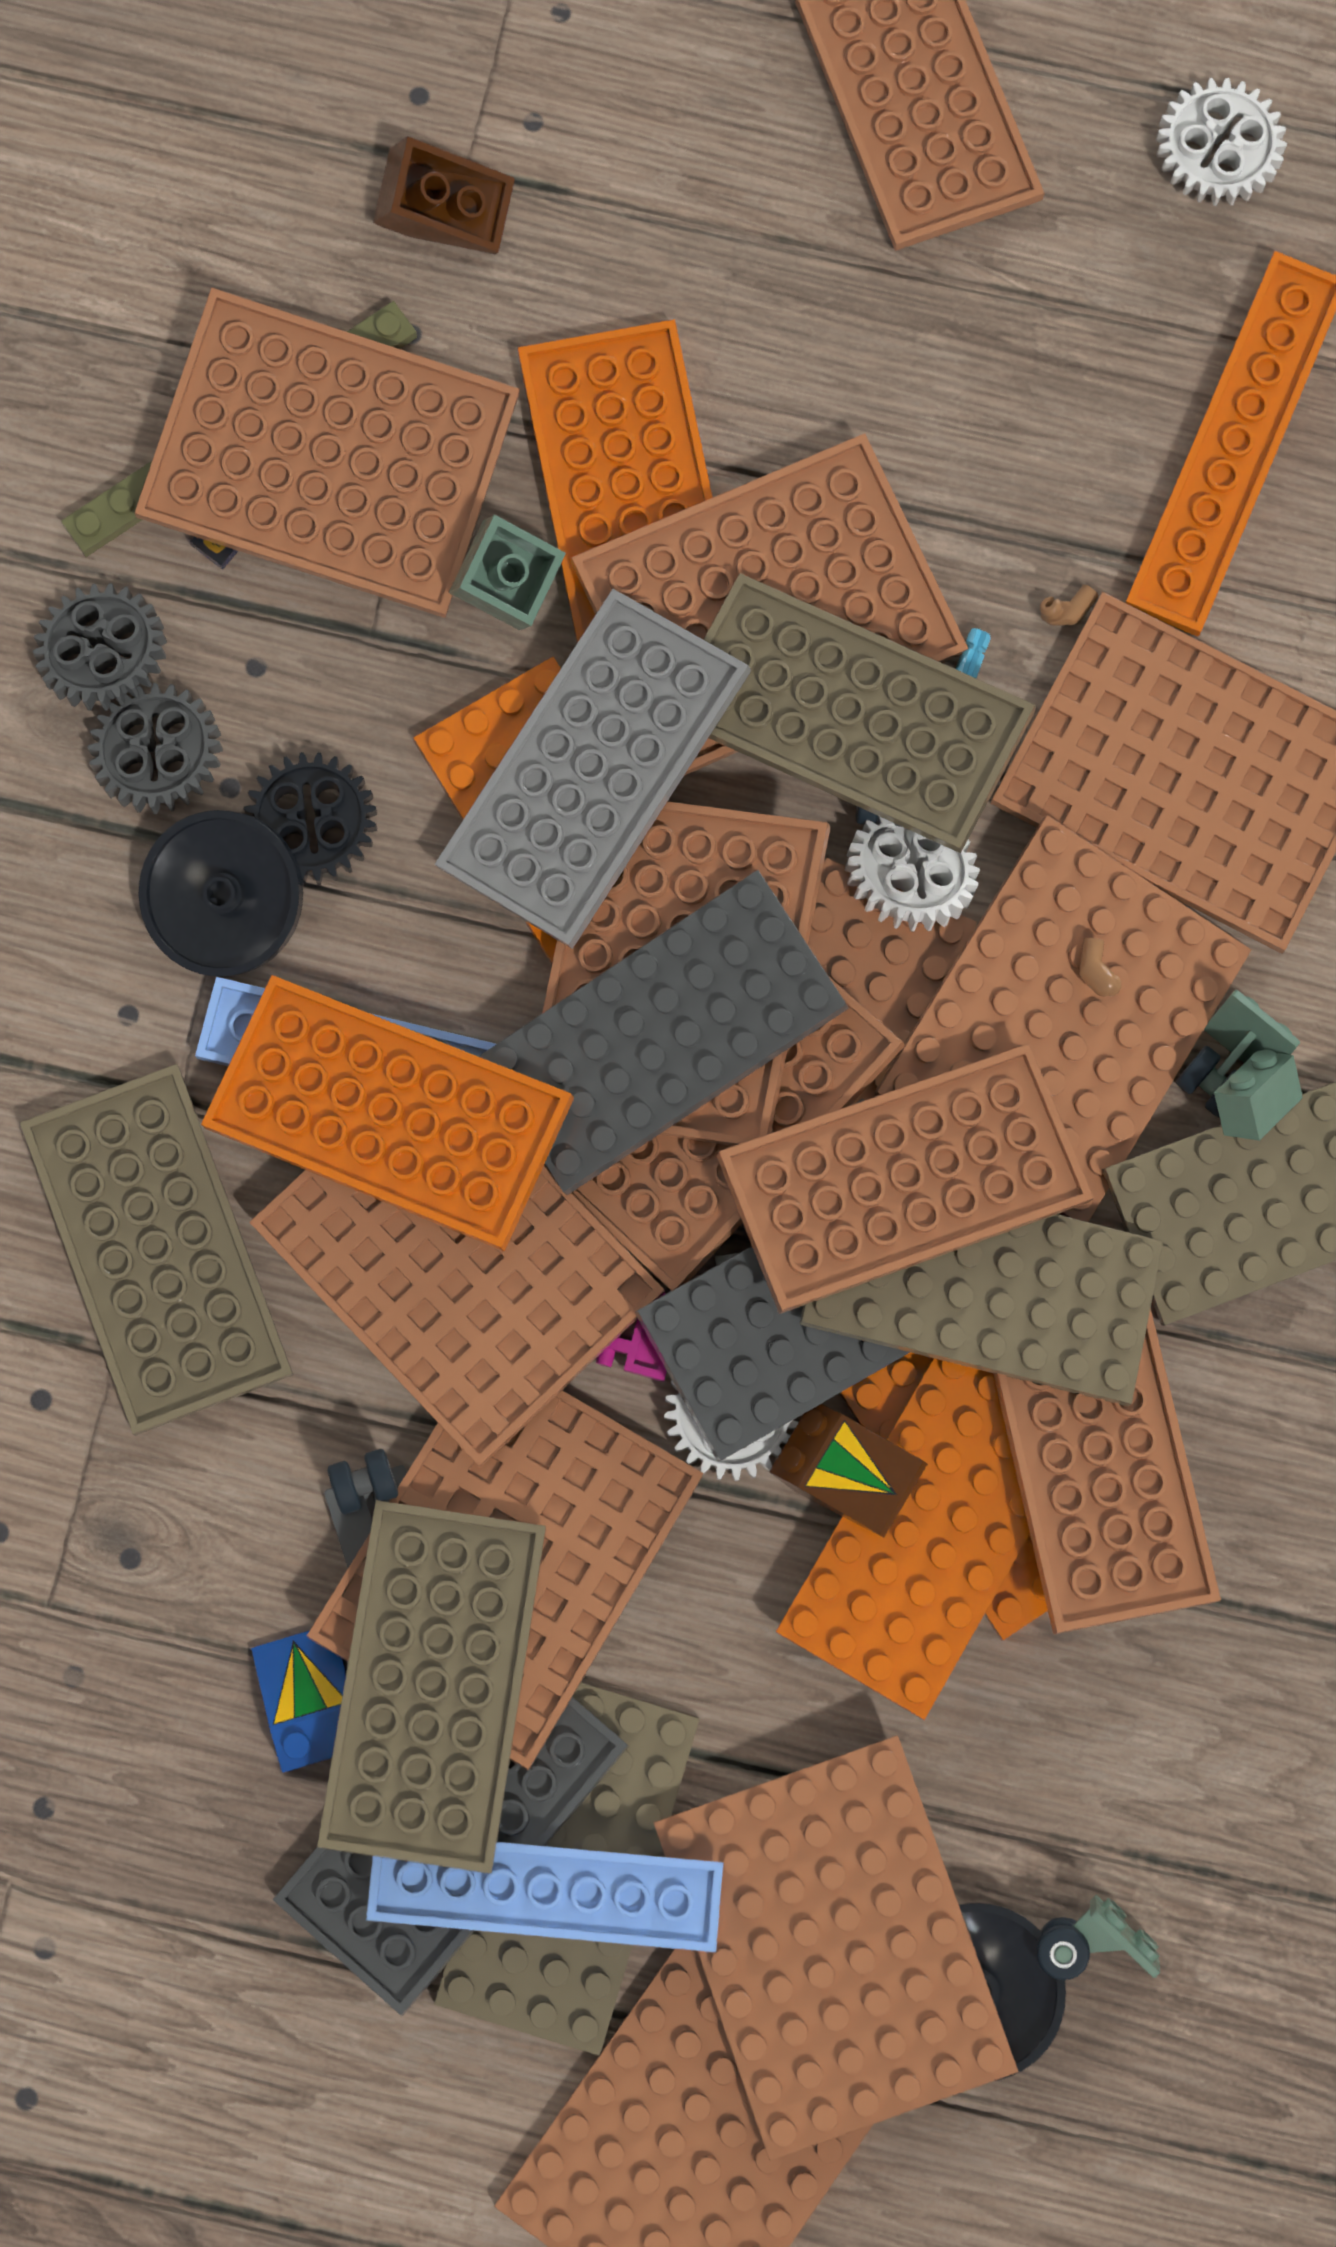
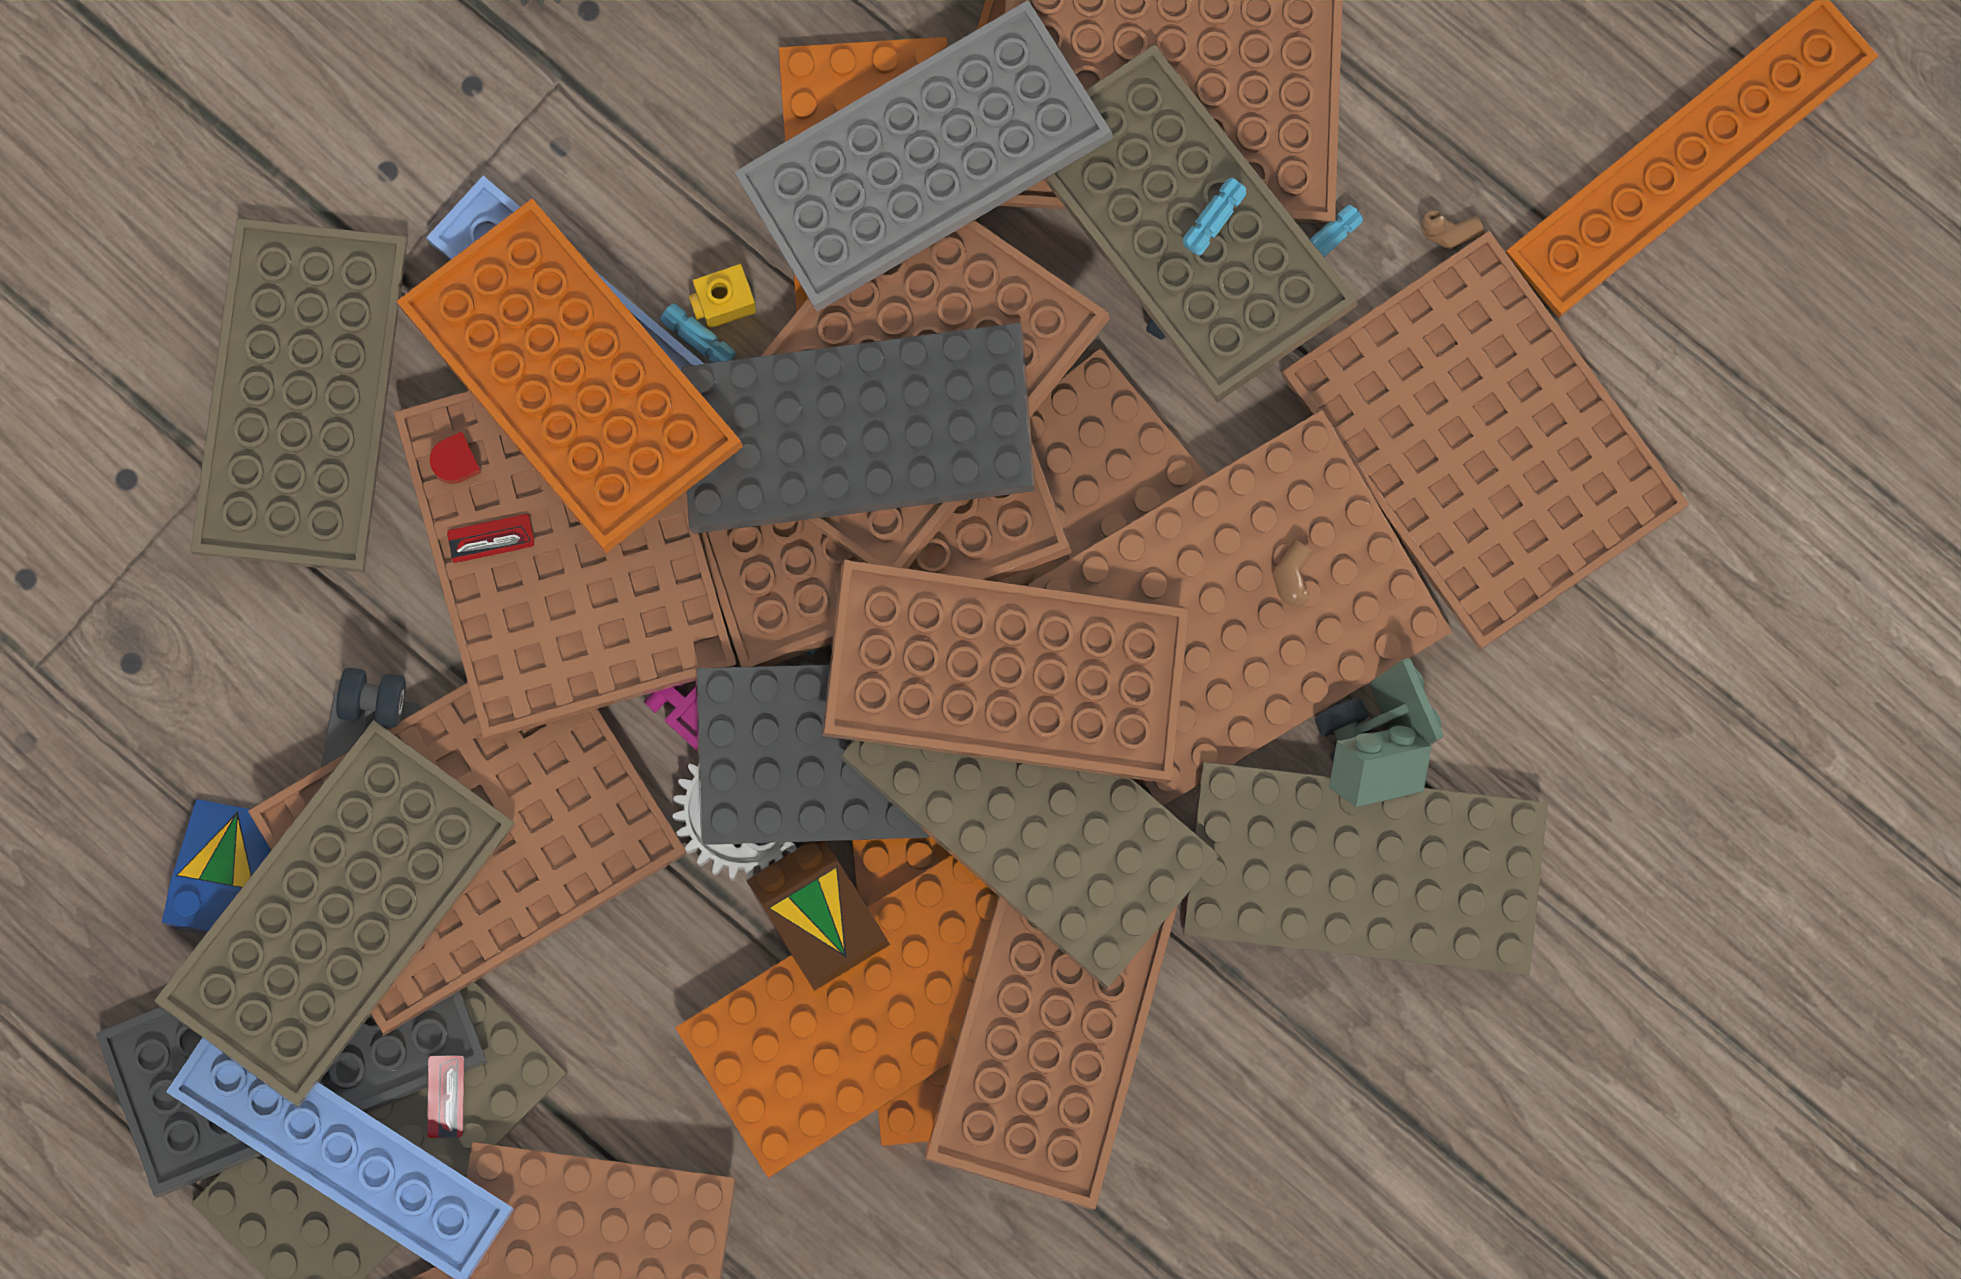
camera: 25 degrees right, 0 degrees up
(220, 893) = (526, 101): black dish -> none
(325, 1237) = (453, 460): none -> red tile
(346, 813) = (680, 85): black gear -> none
(393, 1289) = (490, 538): none -> sticker
(474, 1021) = (696, 334): none -> medium azure axle
(479, 977) = (722, 297): none -> yellow brick
(609, 1795) = (445, 1096): none -> sticker
(874, 694) = (1214, 216): none -> medium azure axle
(880, 875) = (1136, 385): white gear -> none

